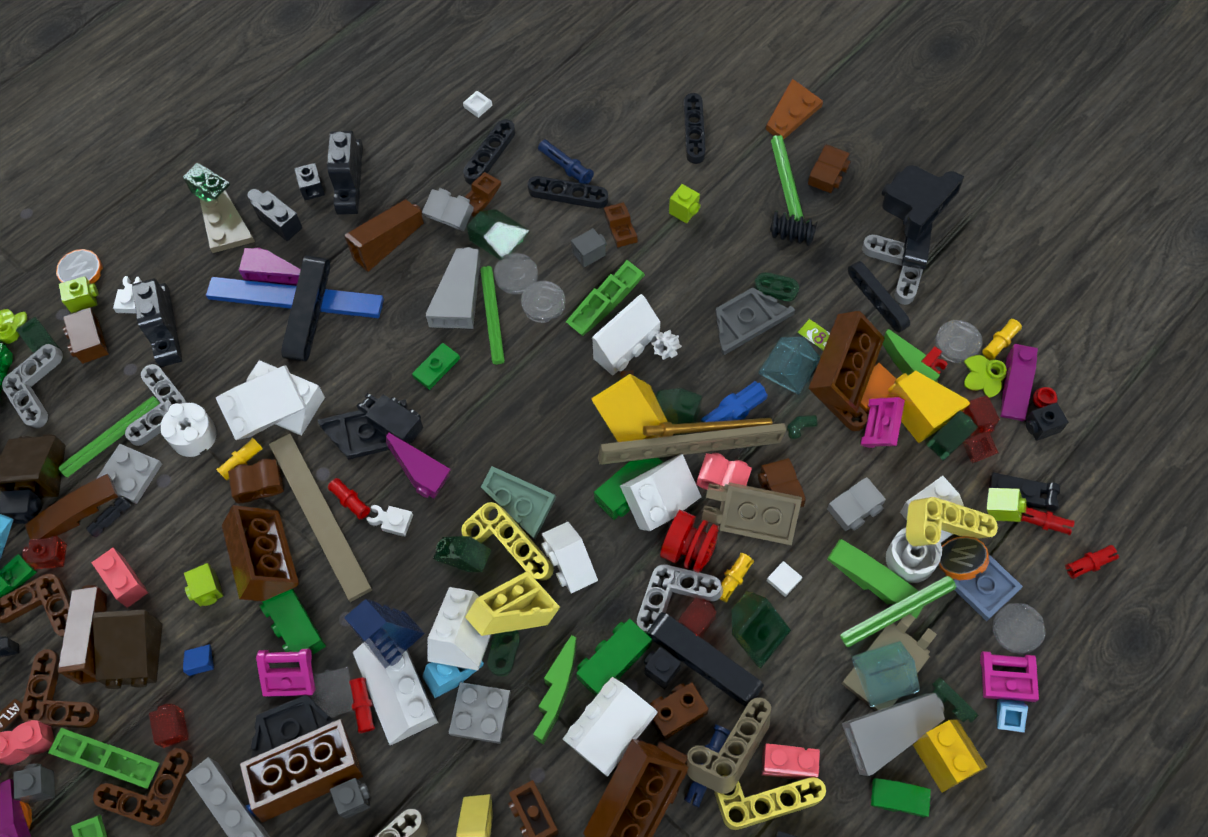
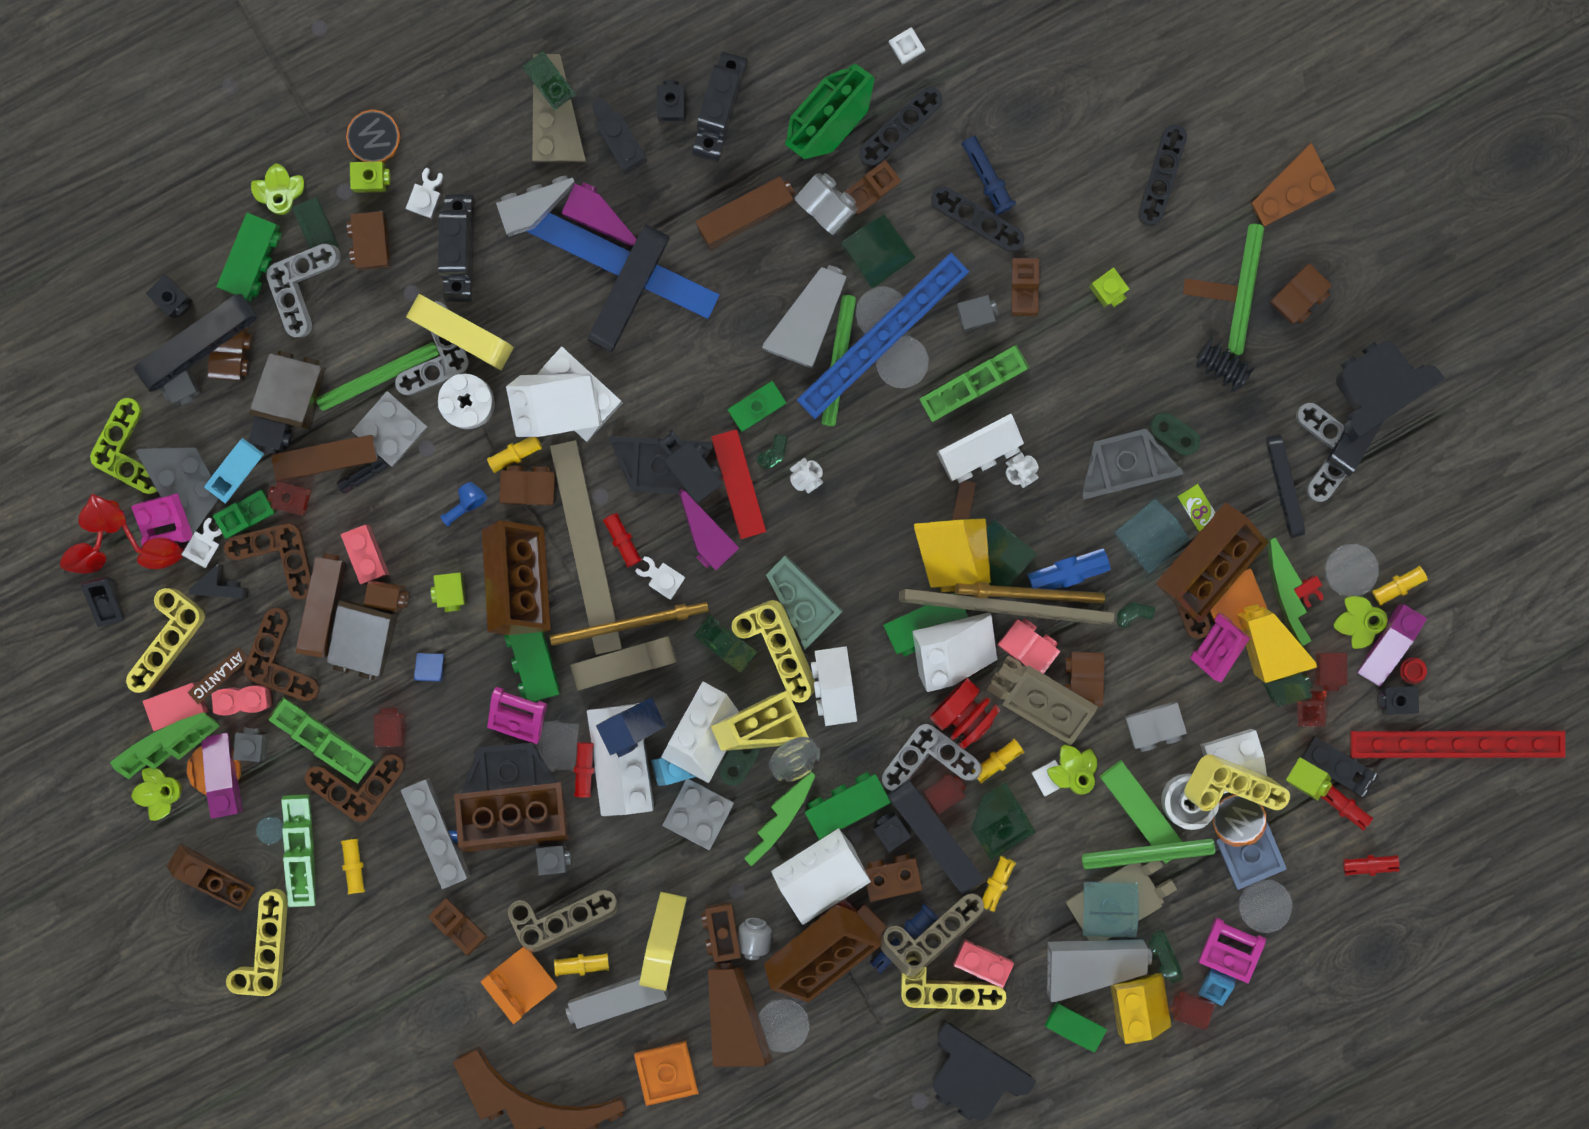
camera: 20 degrees right, 25 degrees up
(143, 598) = (386, 596): none -> reddish brown brick
(174, 374) = (460, 332): none -> light yellow beam
(209, 506) = (470, 498): none -> blue bar
(214, 274) = (529, 209): none -> light grey slope
(386, 590) = (623, 663): none -> dark tan beam
(415, 542) = (680, 613): none -> pearl gold bar
(435, 150) = (830, 112): none -> green wedge
(438, 428) = (738, 484): none -> red tile
(461, 396) = (774, 455): none -> clear green arm
(491, 400) = (806, 475): none -> white gear
(519, 286) = (882, 335): none -> blue tile
(551, 629) = (794, 759): none -> clear tile
(566, 812) = (754, 938): none -> light grey head
(762, 189) = (1210, 290): none -> reddish brown sticker
(775, 684) = (997, 883): none -> yellow pin
(802, 564) = (1072, 767): none -> lime plate
(1000, 742) = (1192, 1010): none -> clear red brick
(1109, 443) = (1458, 744): none -> red tile

